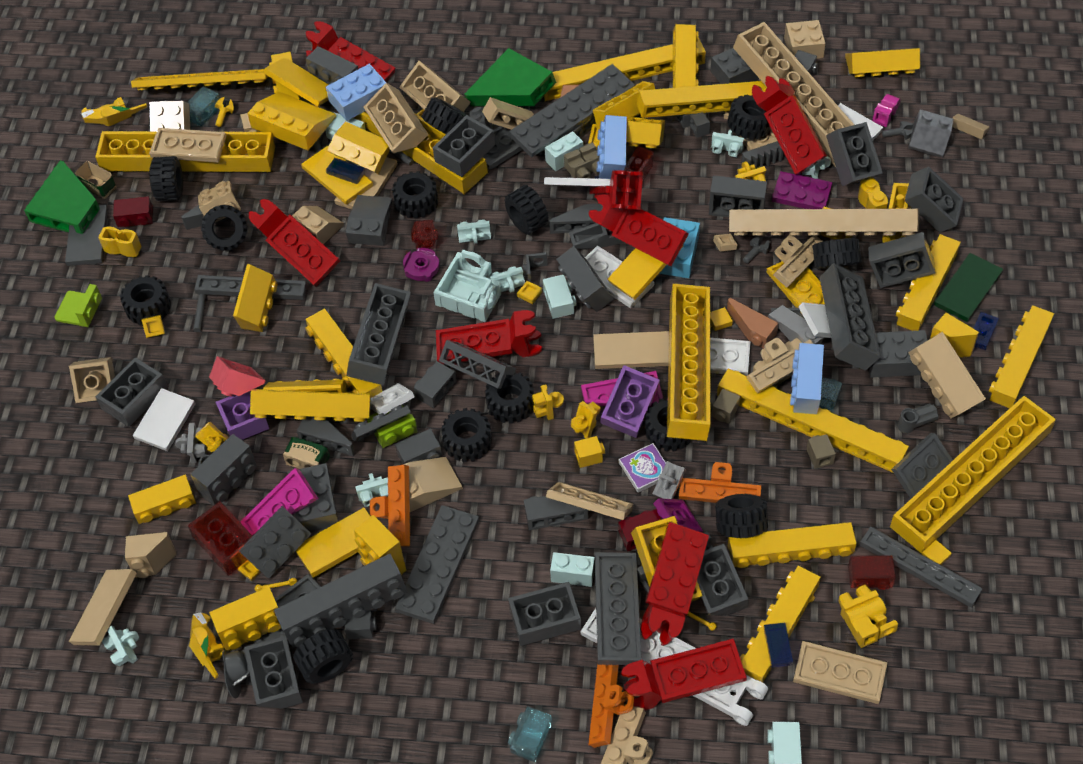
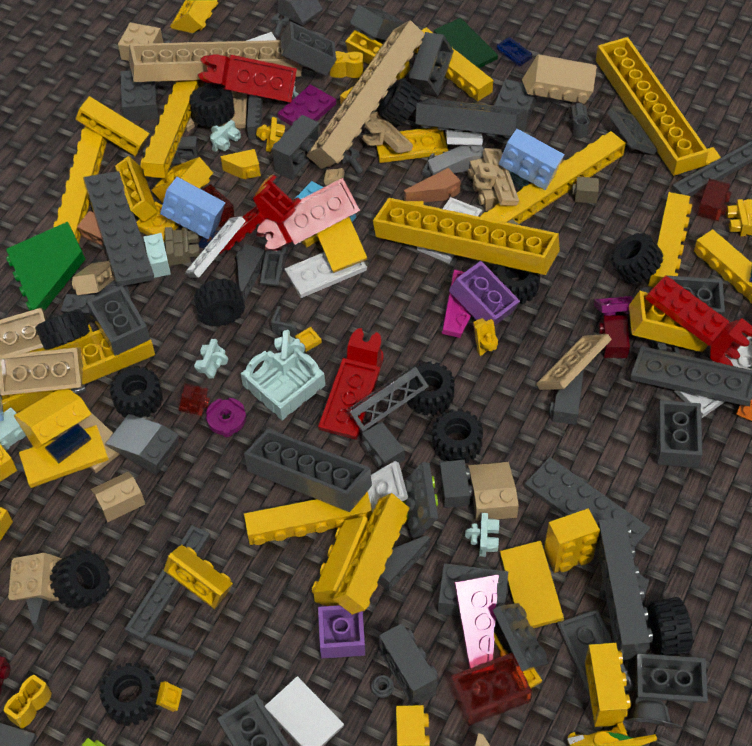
camera: 70 degrees left, 0 degrees up
(194, 449) = (349, 695): light grey hips -> none
(211, 436) = (362, 665): yellow hips -> none
(234, 377) = (295, 622): coral slope -> none
(292, 581) = (555, 675): yellow hinge -> none
(294, 242) = (138, 518): red hinge -> none
(305, 453) = (417, 585): tan piece -> none
(396, 505) = (517, 515): orange plate -> none
(545, 403) = (453, 359): yellow hips -> none
(558, 296) = (329, 316): light aqua brick -> none
(572, 569) = (638, 399): light aqua brick -> none
(584, 279) = (329, 284): dark grey brick -> none
(589, 451) = (516, 349): yellow brick -> none
(631, 349) = (416, 283): tan tile -> none
(643, 467) = (548, 315): tile -> none
(669, 481) = (578, 297): light grey hips -> none
(701, 170) = (241, 164): none -> yellow slope
(717, 487) = (594, 269): orange plate -> none
(884, 110) = (252, 19): dark pink leg -> none
(958, 334) = (517, 63): yellow slope -> none
(1021, 356) = (548, 35): yellow brick -> none

